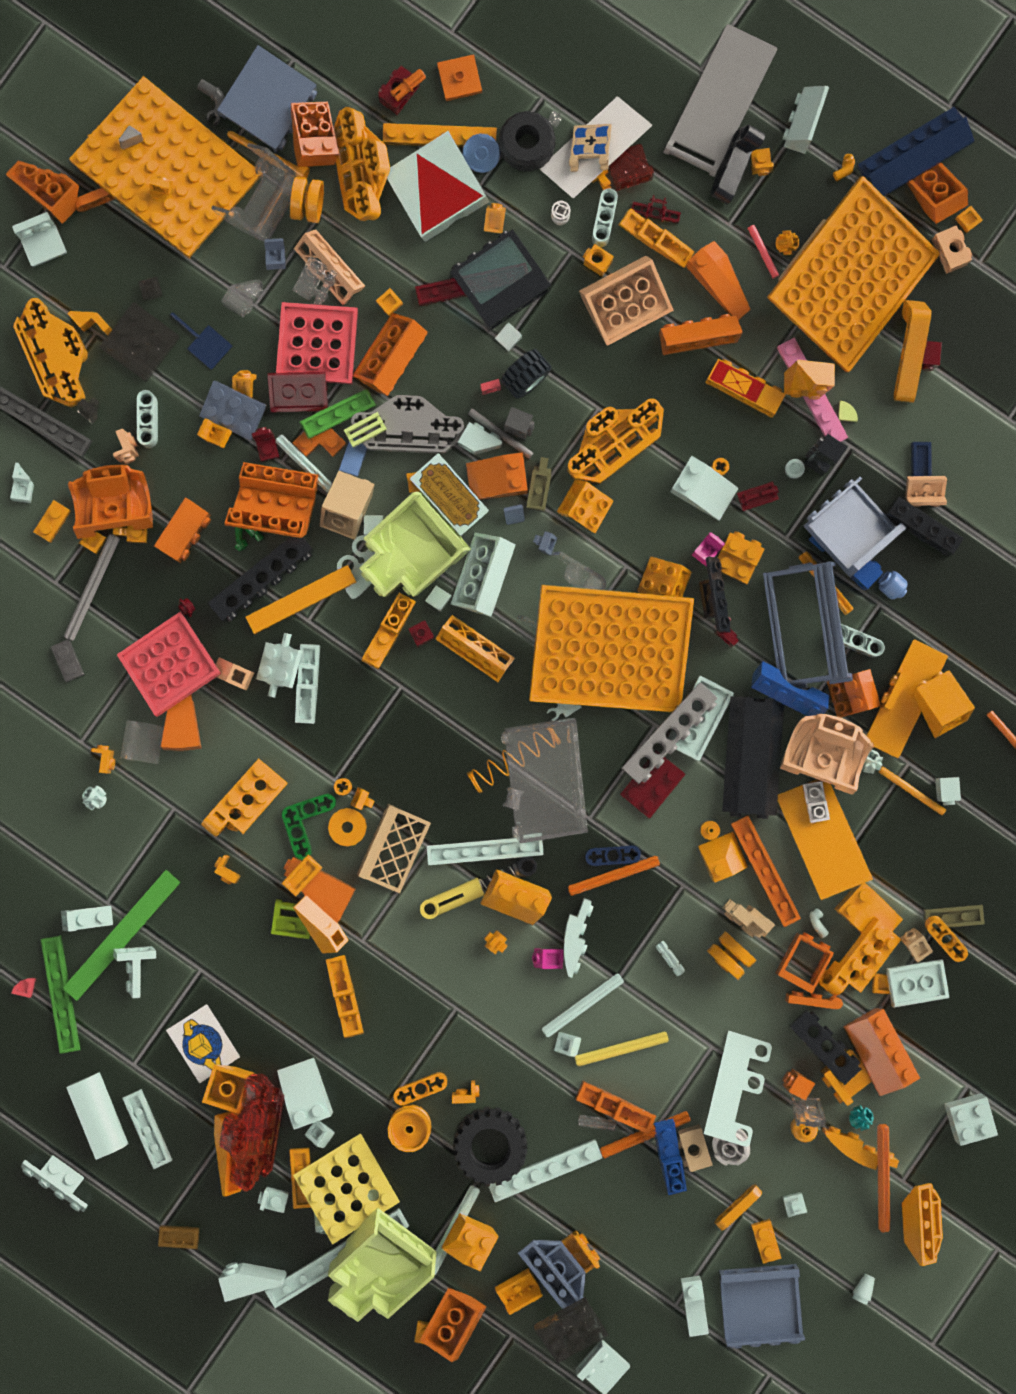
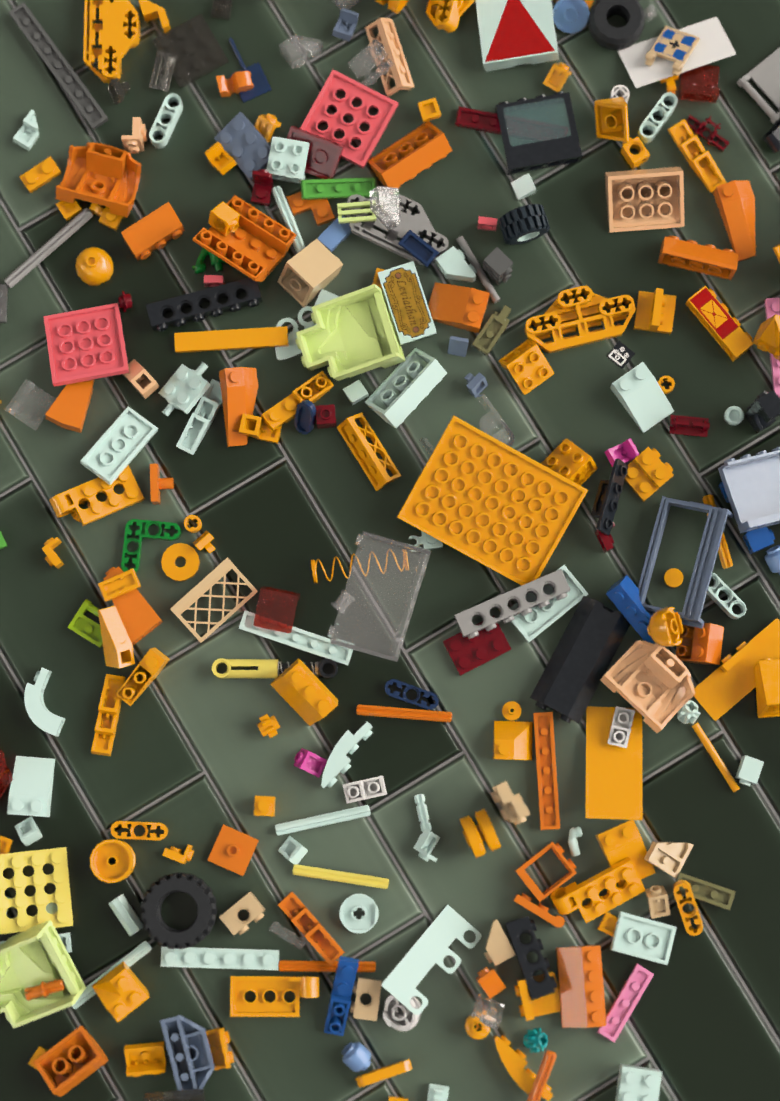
camera: 30 degrees right, 5 degrees down
(128, 367) = (164, 79): none -> clear smoke tile
(142, 586) = (94, 266): none -> light orange cylinder
(197, 354) = (237, 83): none -> orange leg
(242, 745) = (119, 445): none -> light aqua tile
(244, 490) = (224, 219): none -> light orange brick
(260, 551) = (213, 280): none -> coral tile
(276, 1020) = (36, 708): none -> light aqua arch
(278, 407) = (287, 159): none -> light aqua bracket
(294, 764) = (158, 483): none -> orange tile
(333, 652) = (239, 395): none -> orange wedge
(360, 948) = (142, 676): none -> light orange slope
(363, 672) = (257, 428): none -> light orange slope
(390, 412) = (385, 206): none -> clear slope
(400, 1271) = (44, 989): none -> orange axle
(402, 643) = (305, 416): none -> dark blue tile
(437, 439) = (418, 248): none -> dark blue tile
(443, 1170) = (126, 915): none -> light aqua axle
(455, 832) = (276, 609): none -> clear red bracket
(513, 1067) = (233, 850): none -> orange plate
(525, 1016) = (264, 806): none -> light orange brick
(548, 1134) = (231, 916): none -> tan brick
(564, 237) = (612, 119): none -> light orange slope
(608, 960) = (364, 789): none -> white slope
(631, 1163) = (301, 986): none -> light orange hinge
(662, 1080) = (366, 922): none -> light aqua plate
(666, 456) = (620, 355): none -> black sticker
(681, 402) = (655, 311): none -> light orange bracket
(686, 986) = (425, 845): none -> light aqua bracket
(707, 1204) = (356, 1056): none -> medium blue head
(790, 1048) = (498, 945): none -> tan slope
(804, 643) = (673, 578): none -> light orange tile
(820, 696) = (665, 627): none -> light orange cylinder
(909, 899) = (668, 856): none -> tan wing
(926, 1046) = (625, 1002): none -> bright pink tile

